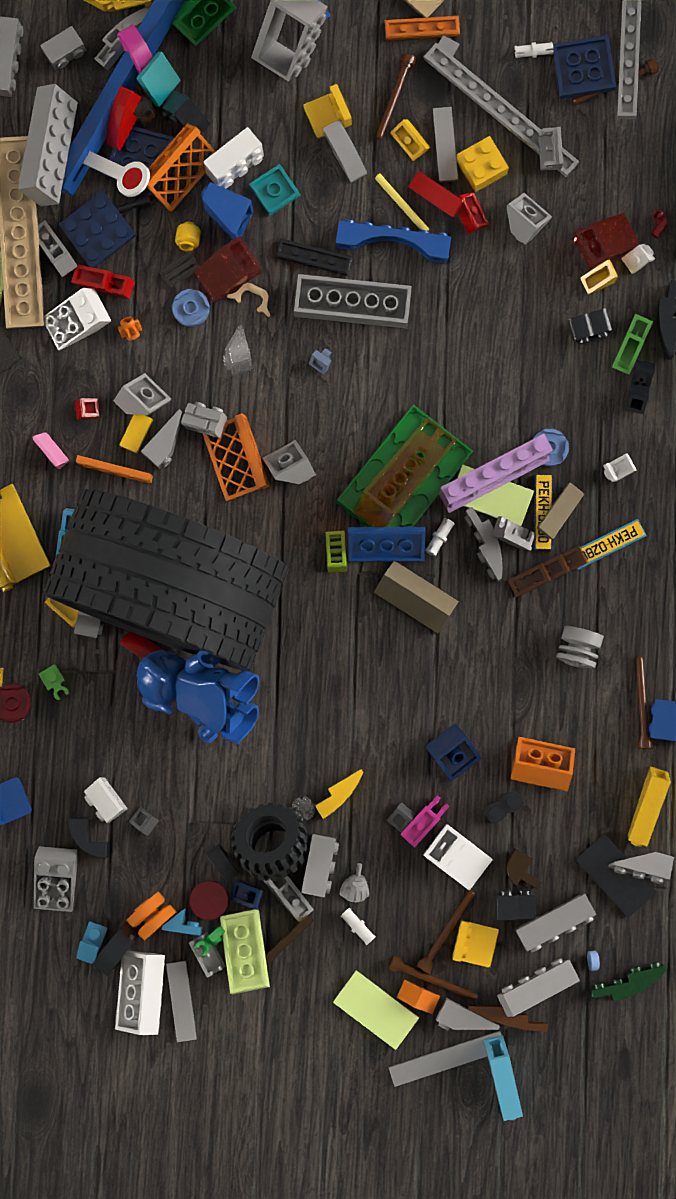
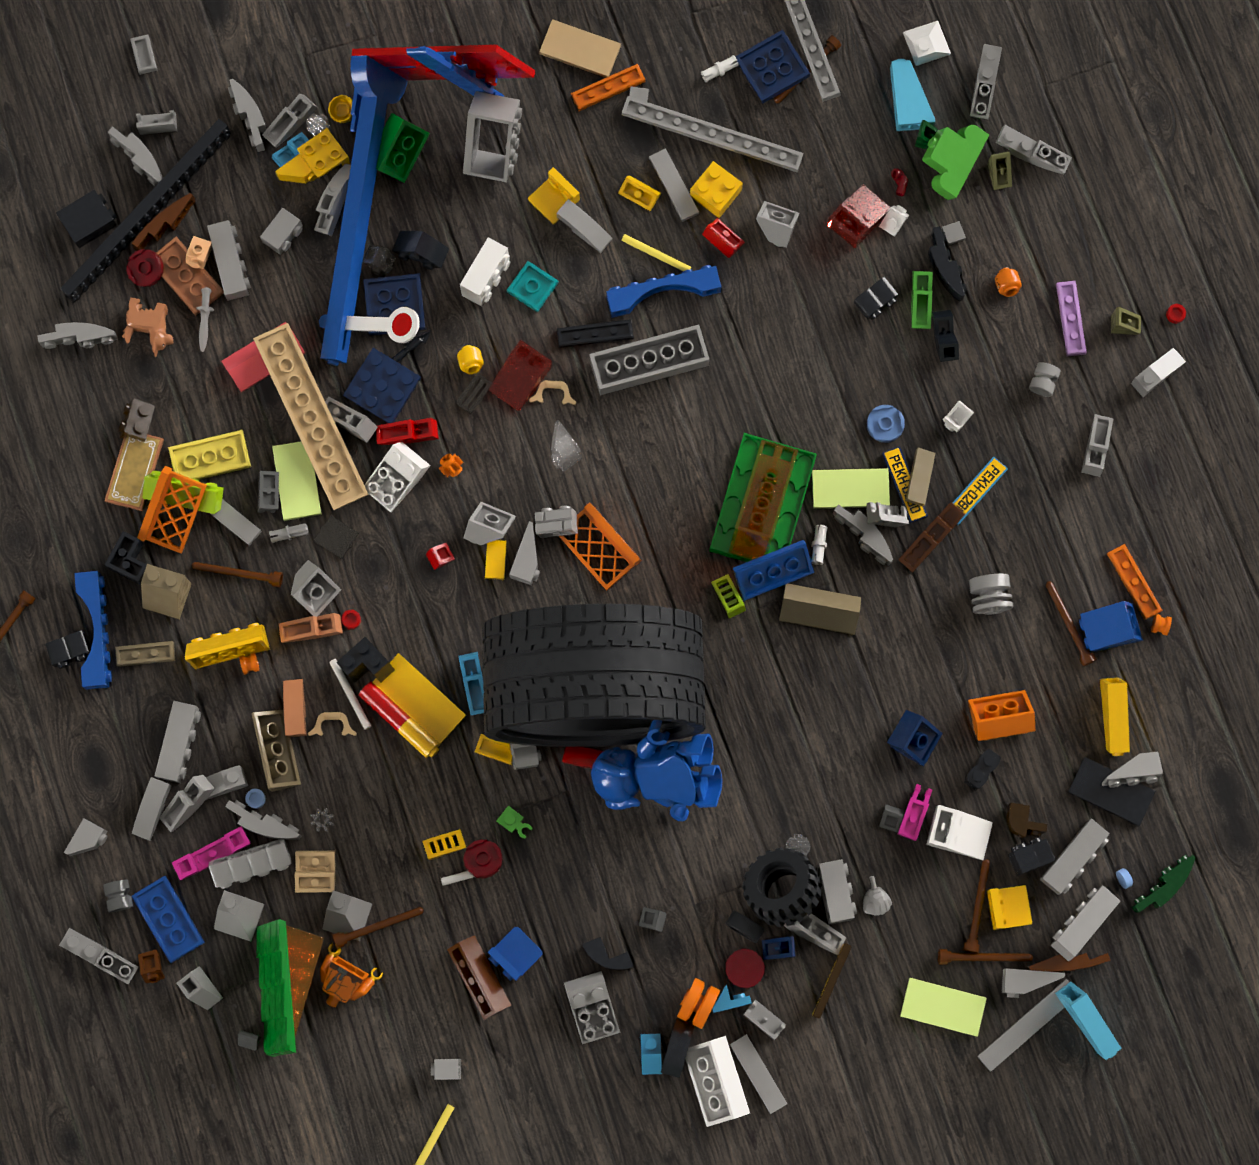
camera: 30 degrees left, 5 degrees down
(47, 145) = (307, 325): light grey brick -> none
(51, 450) = (422, 607): bright pink slope -> none
(105, 800) = (608, 913): white slope -> none
(114, 469) = (491, 601): orange tile -> none
(121, 117) = (365, 273): red slope -> none
(137, 48) = (365, 213): dark pink slope -> none
(158, 79) = (385, 225): teal tile -> none
(171, 158) = (426, 293): orange fence -> none
(190, 308) = (499, 424): medium blue tile -> none
(213, 939) = (764, 1002): green plate -> none
(227, 209) = (497, 320): blue slope -> none
(244, 951) = (799, 1001): yellowish green tile -> none
(289, 464) = (652, 531): light grey slope -> none
(321, 360) = (641, 426): sand blue tile -> none
(339, 793) = (826, 819): yellow slope -> none
(358, 926) = (894, 935): white pin -> none
(407, 61) = (607, 123): reddish brown piece -> none
(418, 997) = (977, 978): orange slope -> none
(436, 194) = (684, 232): red slope -> none
(496, 473) = (848, 465): lavender window -> none
(550, 149) = (773, 151): light grey hinge -> none
(599, 277) = (866, 251): yellow slope -> none

